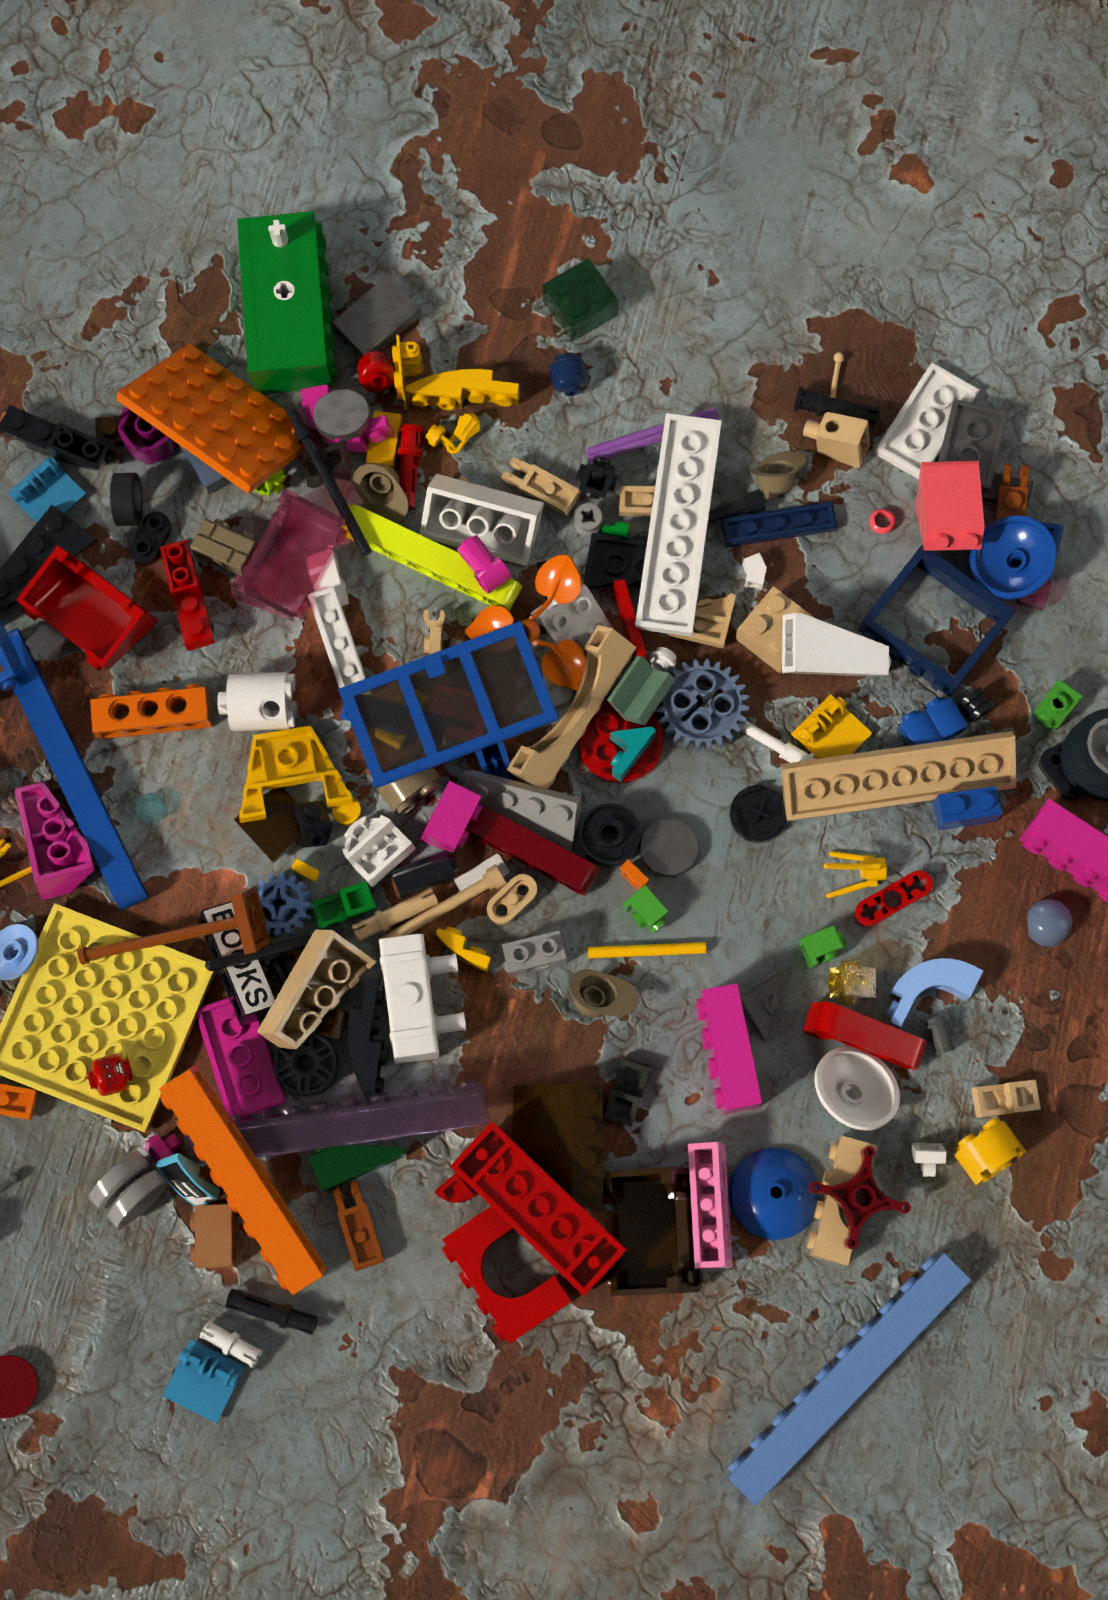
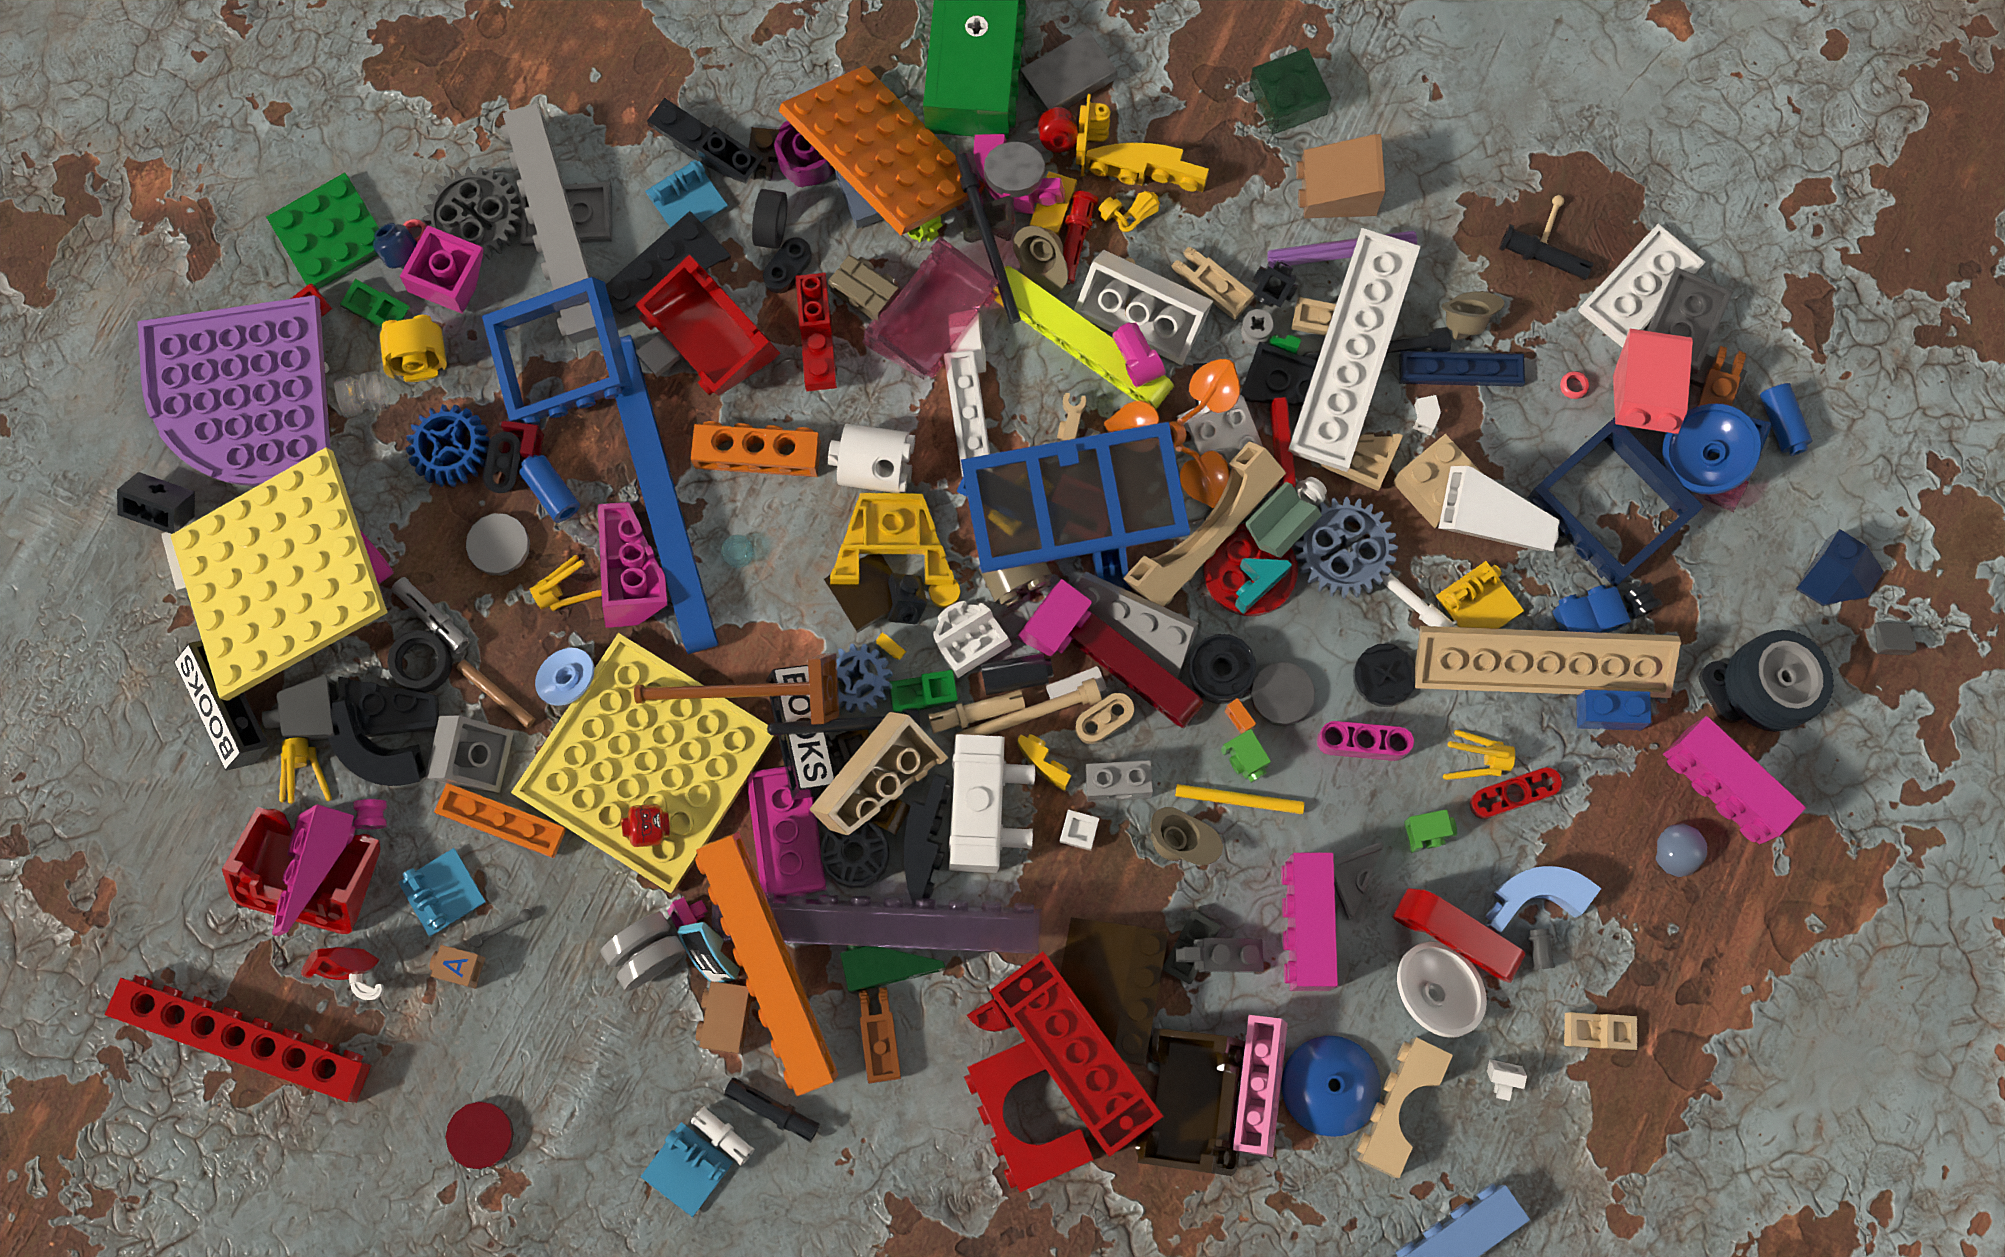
camera: 10 degrees right, 0 degrees up
(506, 1005) = (1079, 830): none -> white plate
(568, 374) = (1263, 168): dark blue head -> none
(641, 371) = (1342, 178): none -> medium nougat slope
(657, 1094) = (1224, 955): none -> dark grey hinge
(761, 868) = (1379, 735): none -> dark pink beam
(840, 438) = (1545, 287): tan torso -> none
(852, 983) = (1455, 875): clear yellow brick -> none
(859, 1197) = (1424, 1107): dark red piece -> none
(989, 1151) = (1573, 1085): yellow brick -> none
(1064, 697) = (1739, 608): bright green brick -> none
(1075, 518) = (1786, 419): none -> blue brick

